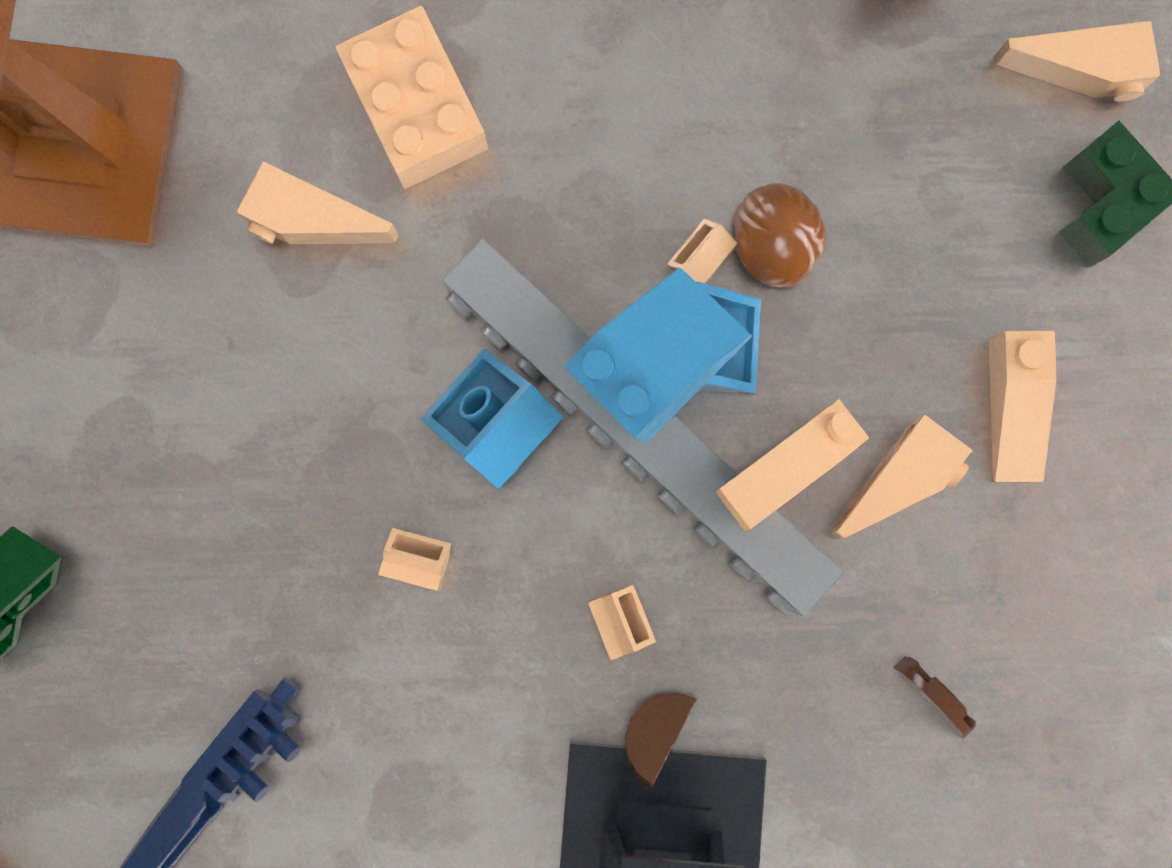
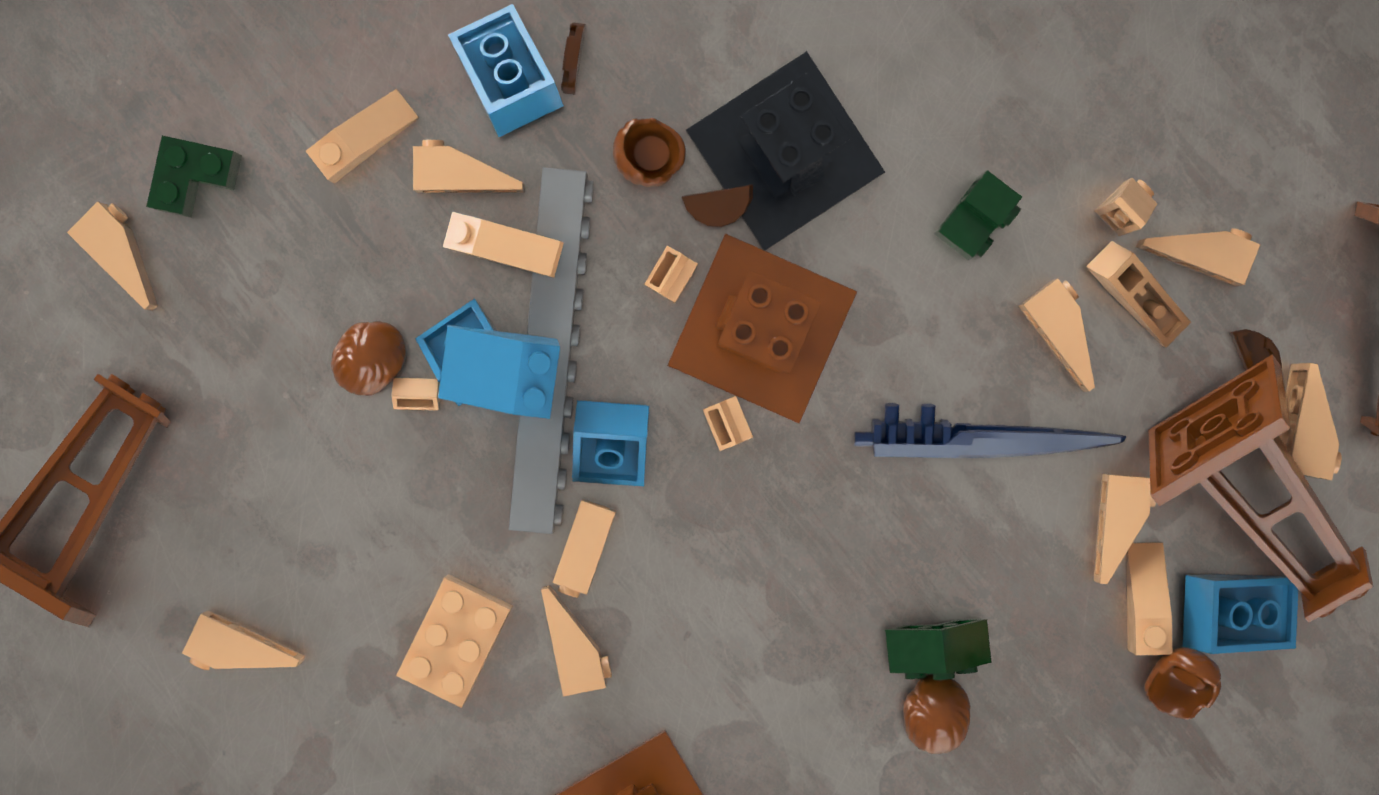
camera: 130 degrees left, 5 degrees up
(402, 305) = (583, 548): none -> light nougat brick
(488, 676) = (762, 328): none -> dark orange piece
(773, 701) = (648, 152): none -> dark orange piece
(976, 614) = (506, 70): none -> dark azure slope

